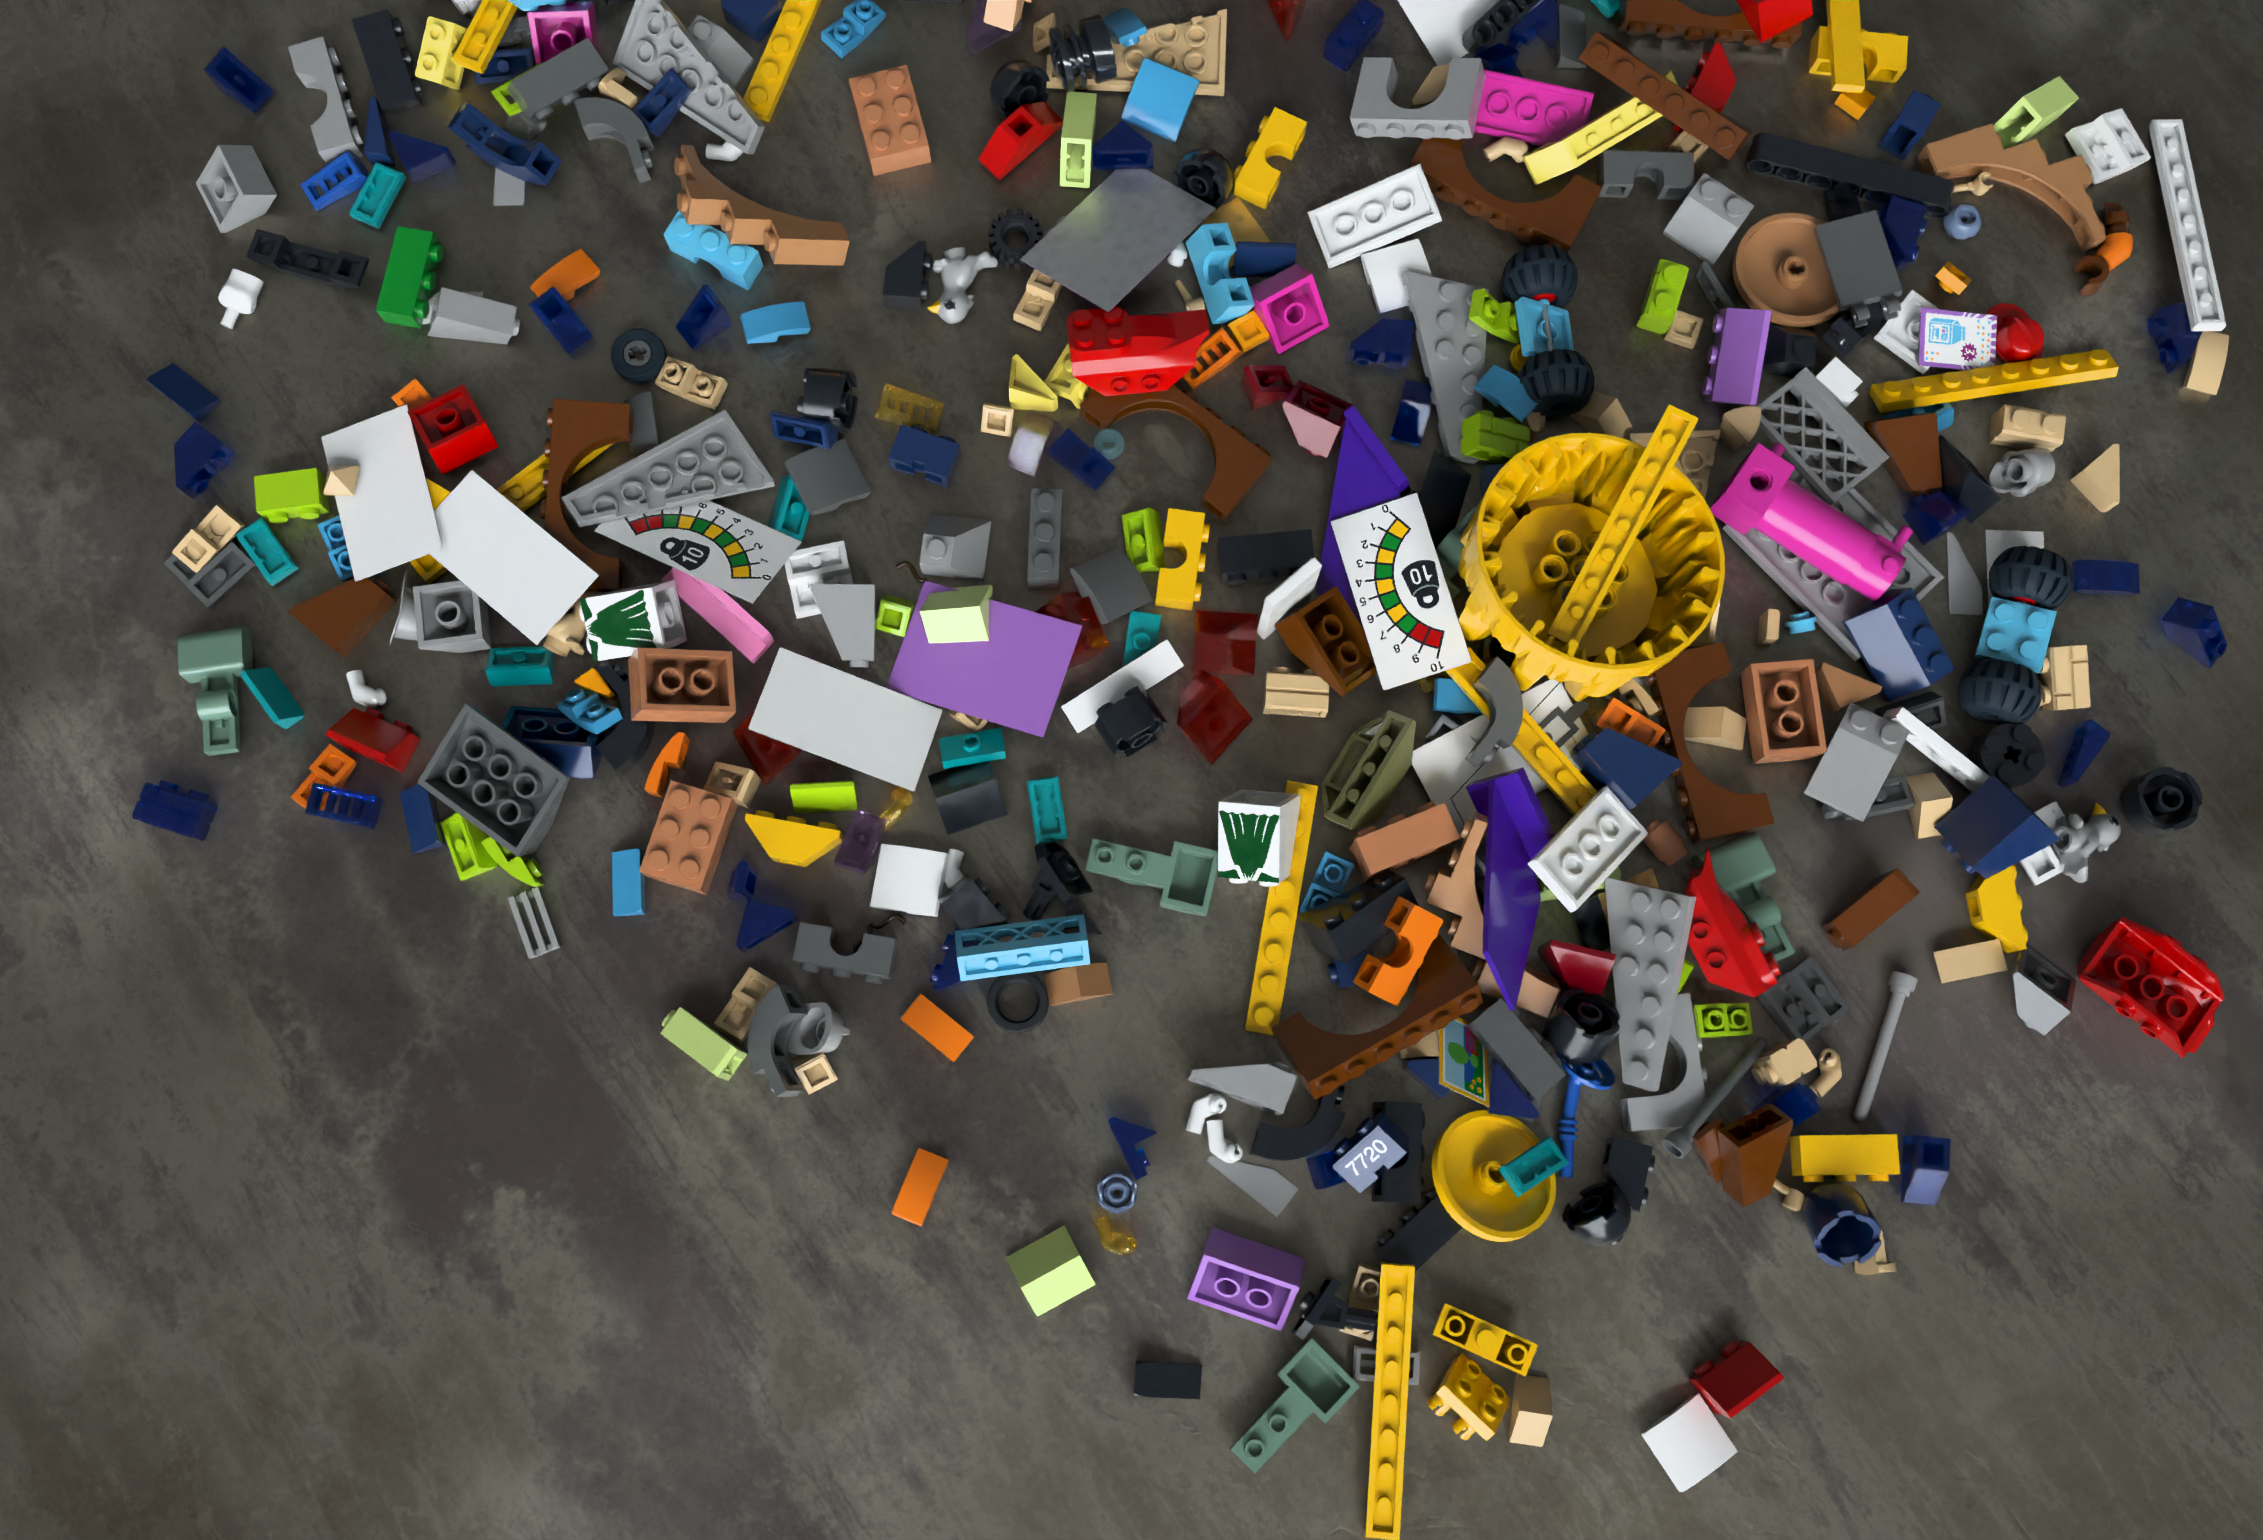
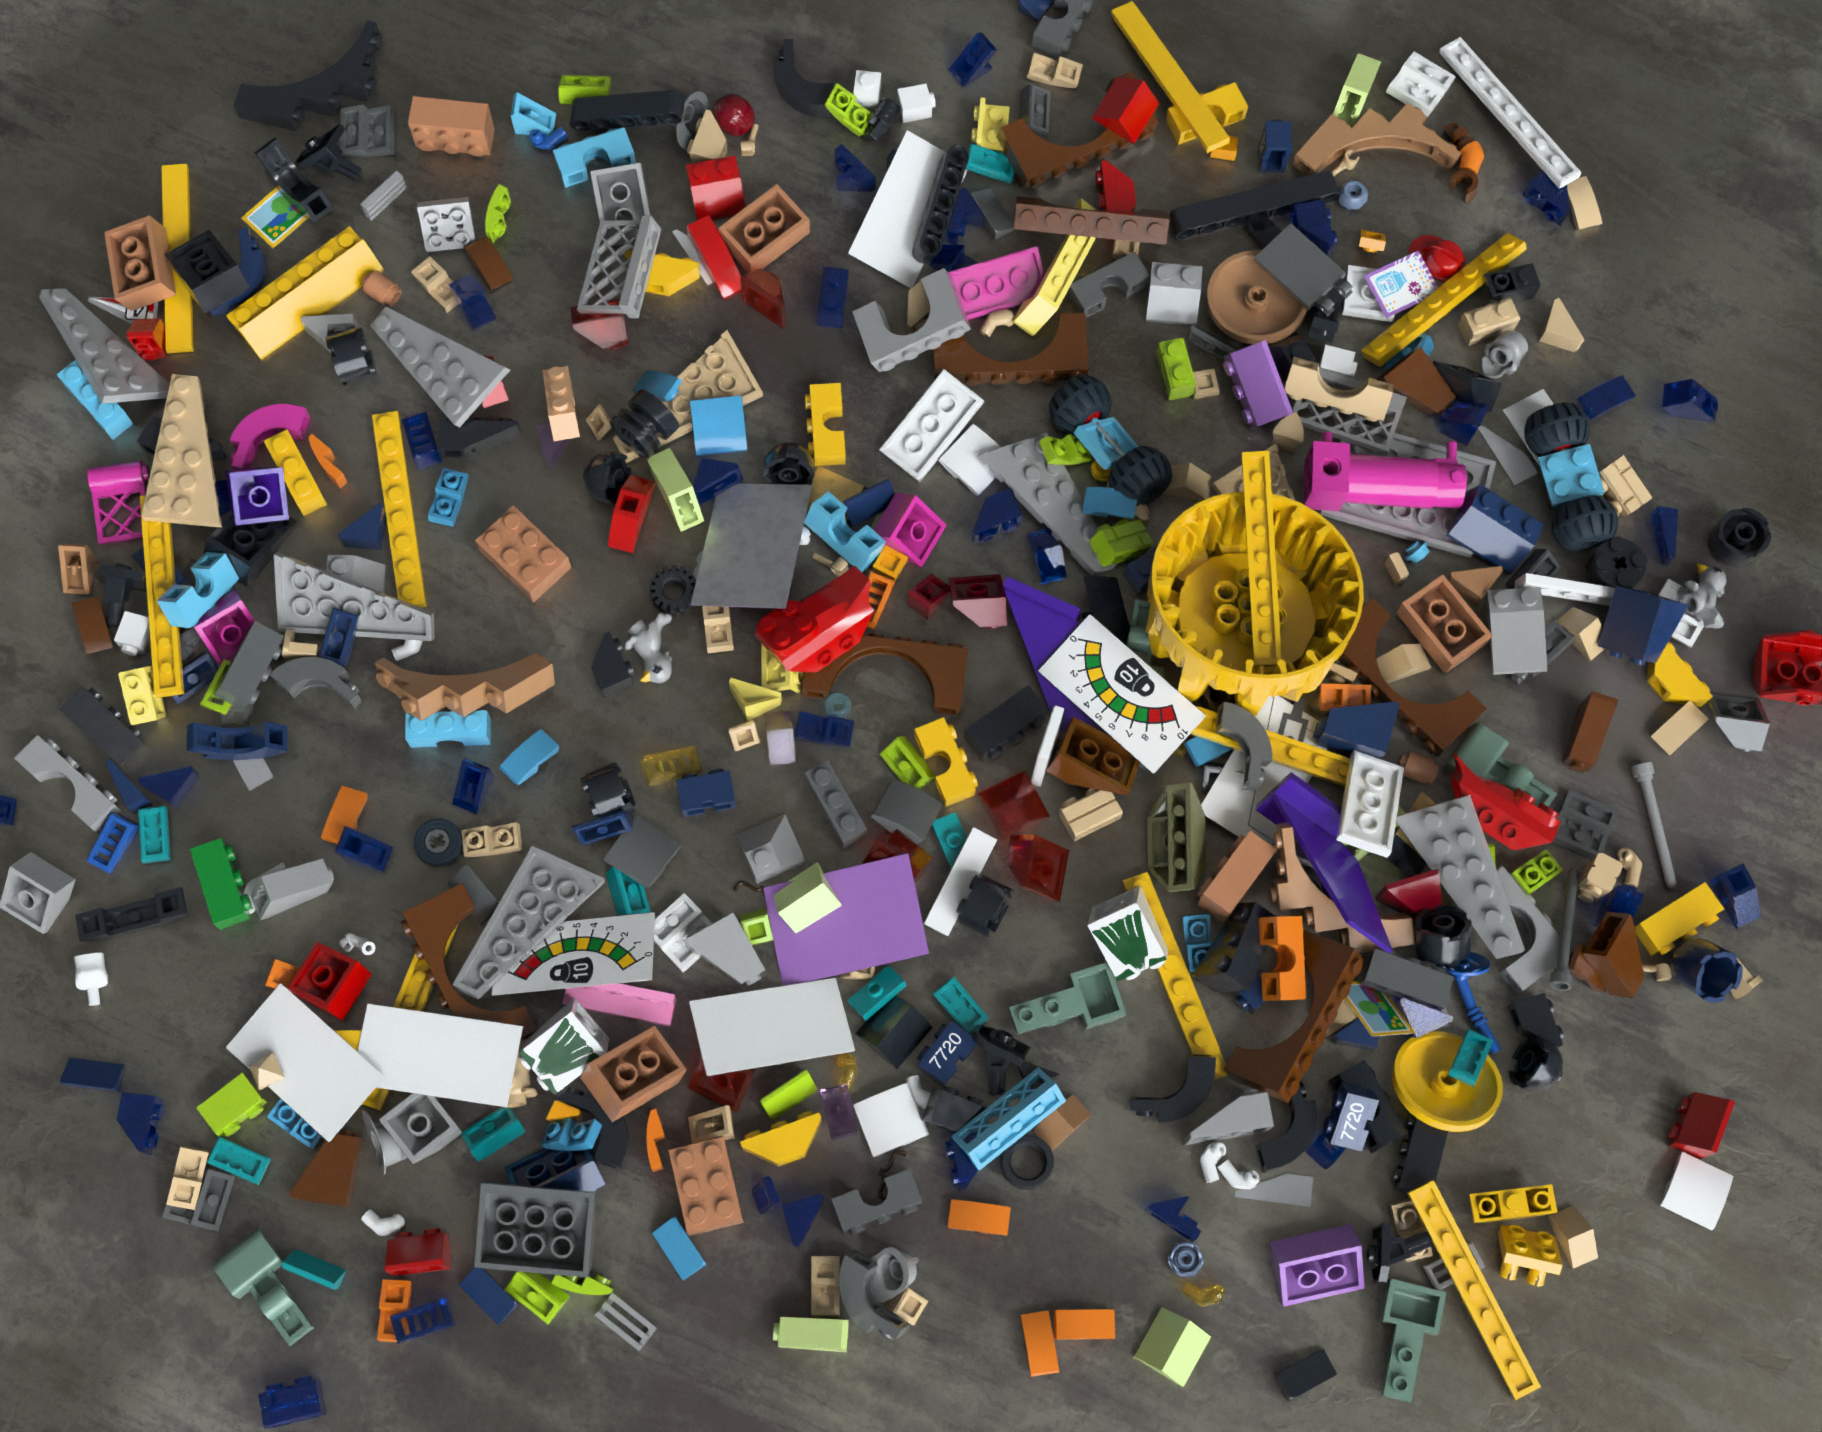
camera: 30 degrees left, 5 degrees down
(501, 404) = (362, 944): none -> white arm
(976, 1195) = (1084, 1324): none -> orange slope
(1002, 846) = (940, 1059): none -> dark blue brick
(1236, 1025) = (1188, 1098): none -> black arch
(1791, 383) = (1369, 399): none -> tan arch
(2082, 404) = (1515, 283): none -> black slope

